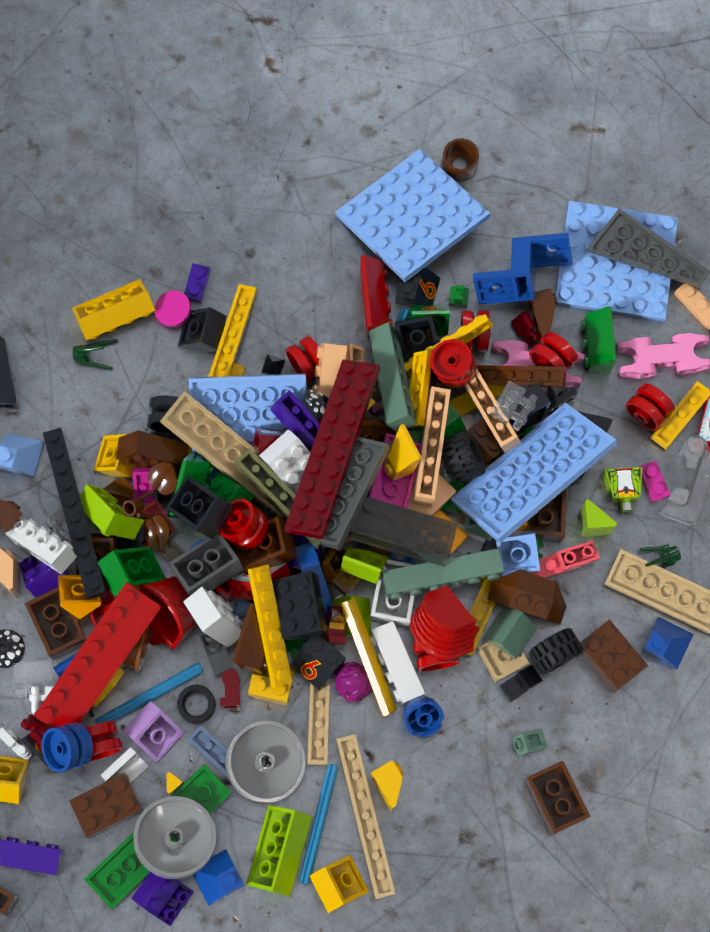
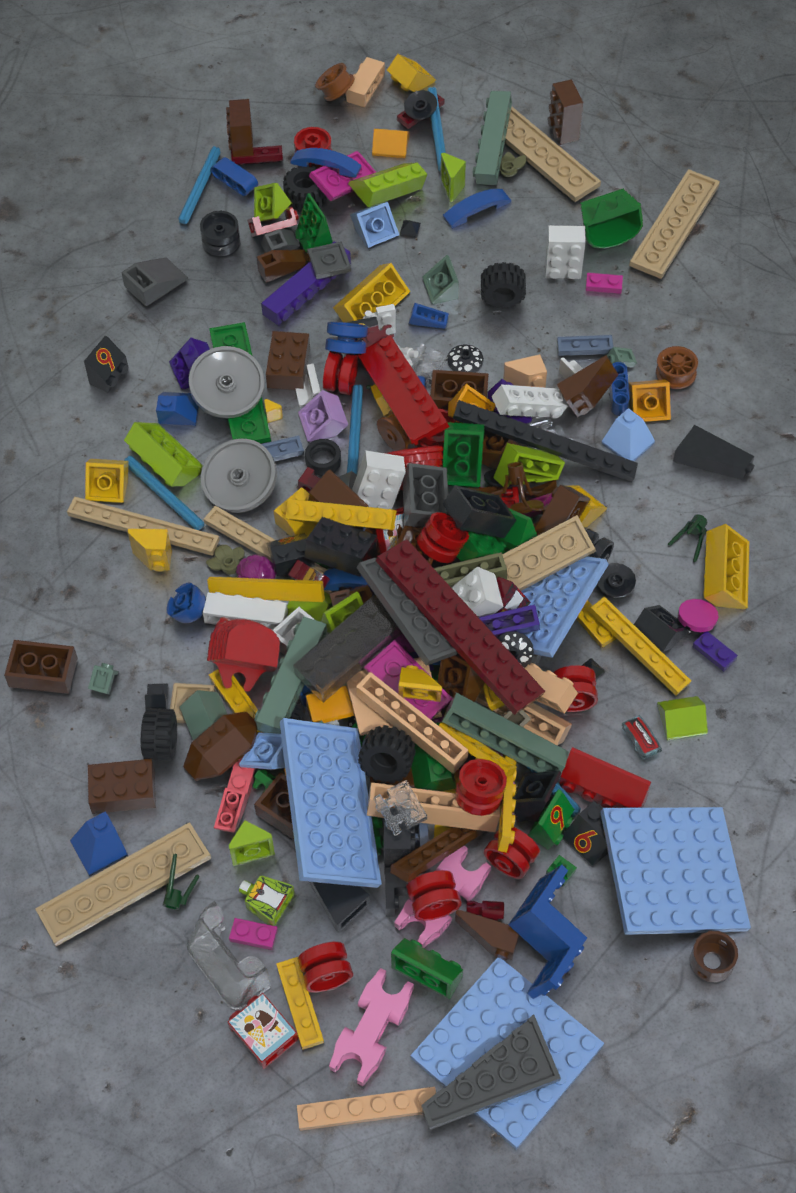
camera: 125 degrees right, 15 degrees down
(174, 379) = (618, 574): none -> black dish
(272, 277) = (683, 717): none -> lime slope
(311, 296) = (642, 737): none -> slope
(350, 722) = (226, 559): none -> olive plate

